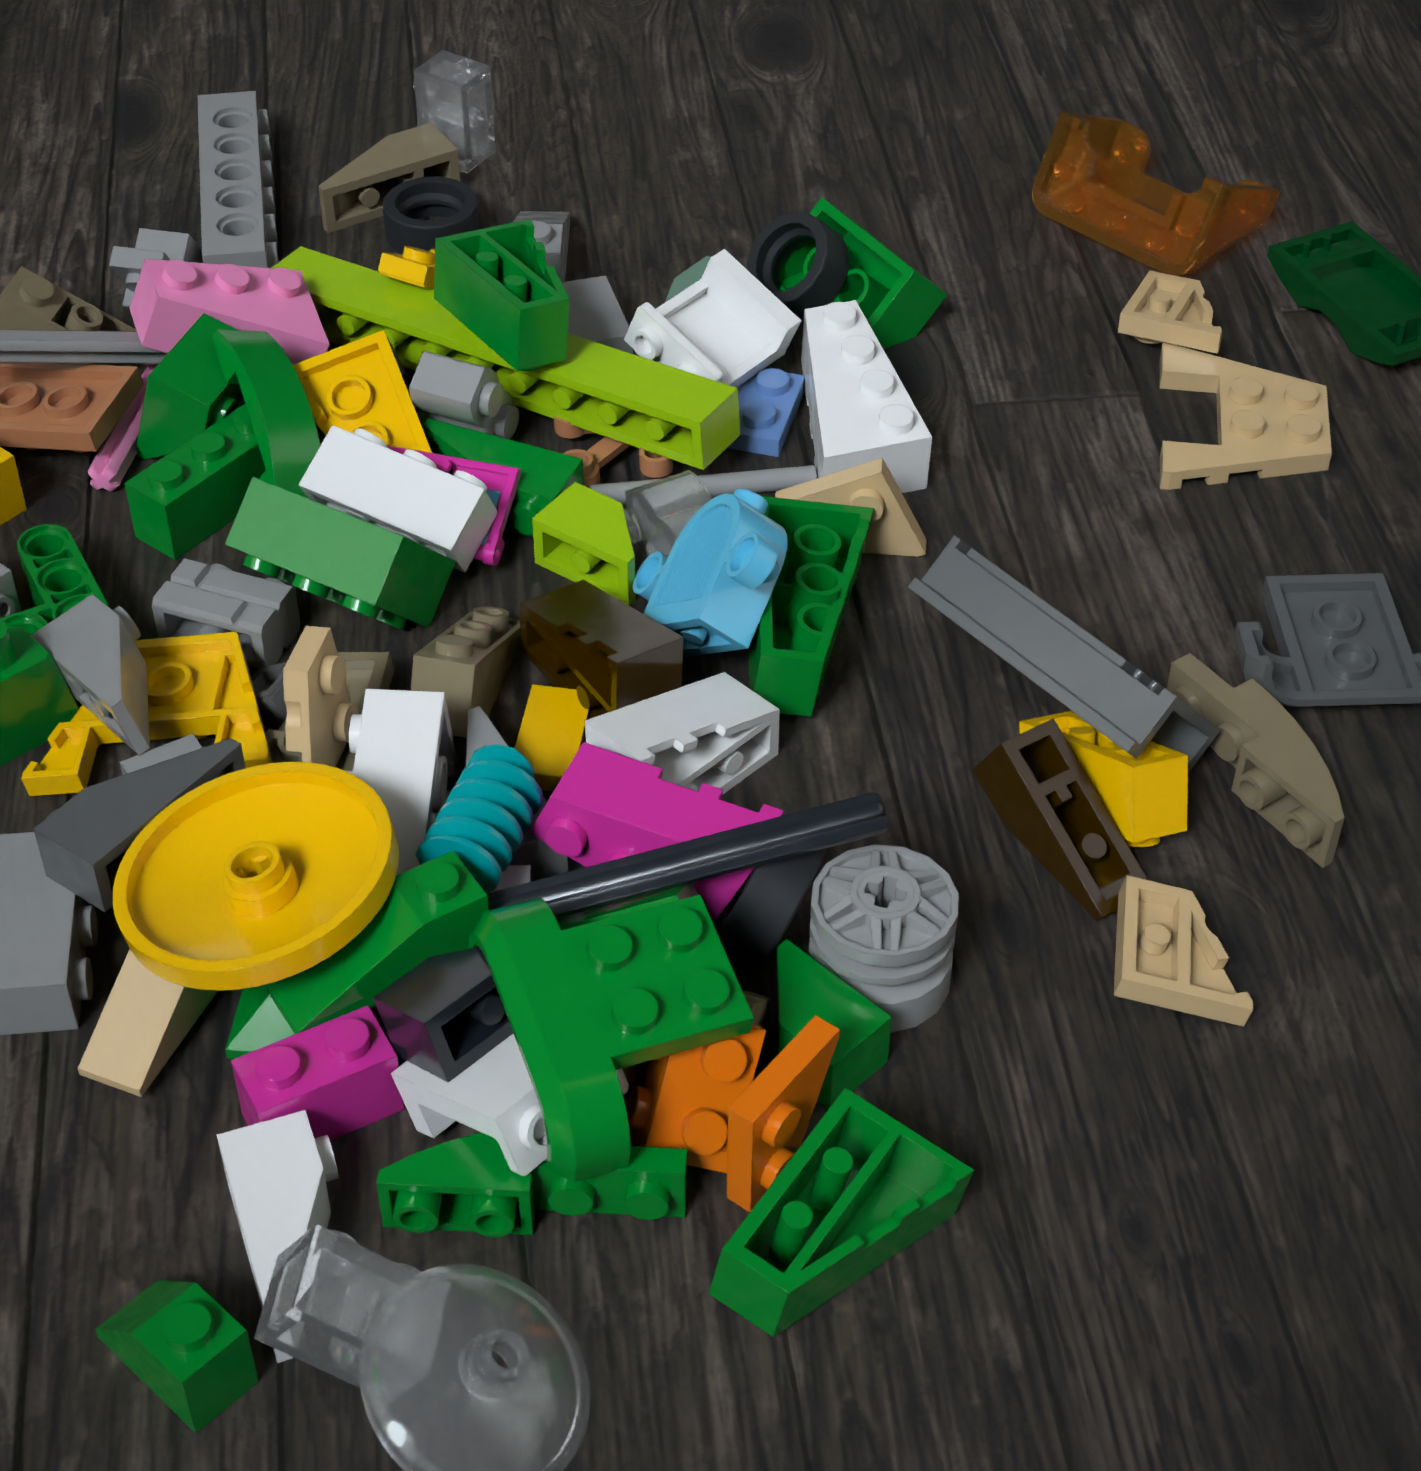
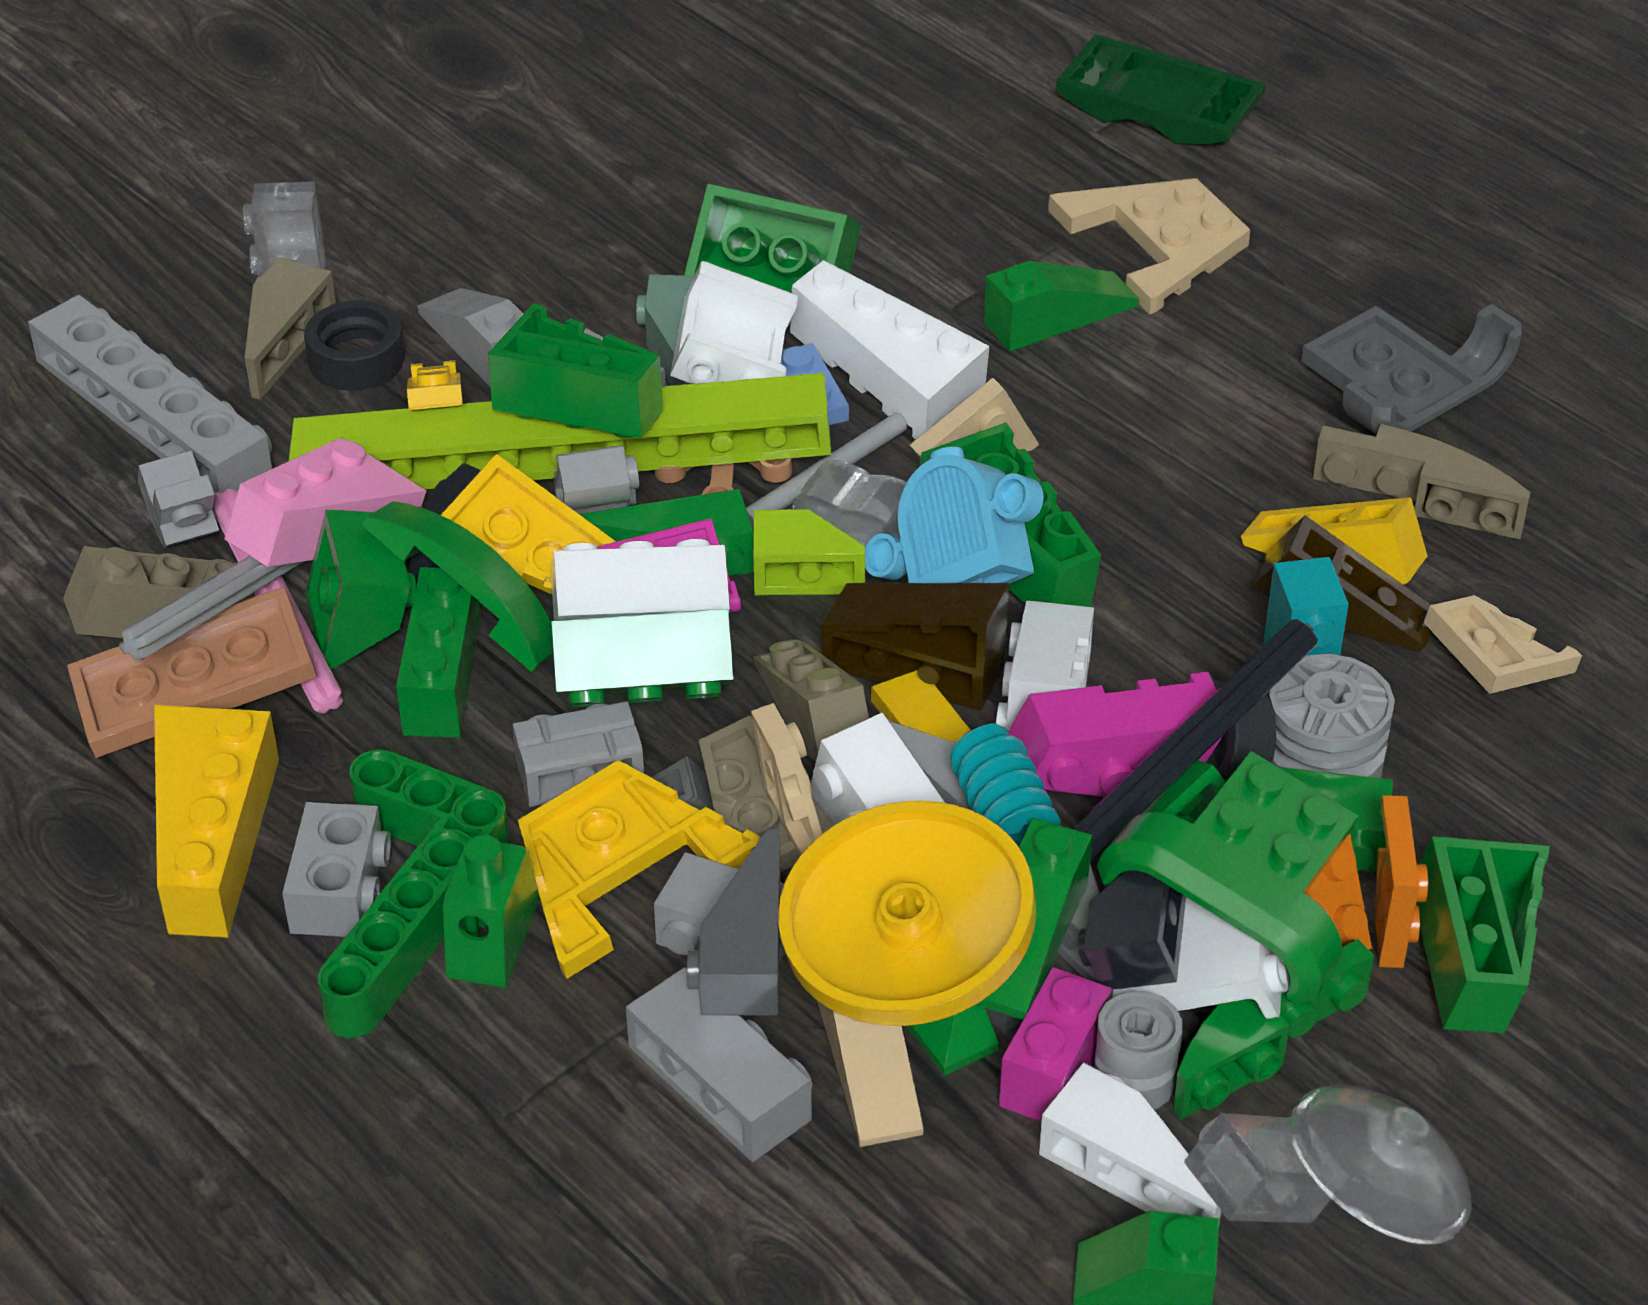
camera: 35 degrees left, 0 degrees up
(102, 666) = (569, 840): light grey slope -> none
(373, 1122) = (1140, 1043): none -> light grey wheel
(828, 268) = (710, 217): black tyre -> none
(968, 818) = (1313, 595): none -> teal brick
(1059, 429) = (1050, 299): none -> green slope
(1061, 655) = (1249, 468): dark grey piece -> none
(1099, 188) = (922, 94): clear orange windscreen -> none
(1171, 312) = (1034, 168): tan wing -> none

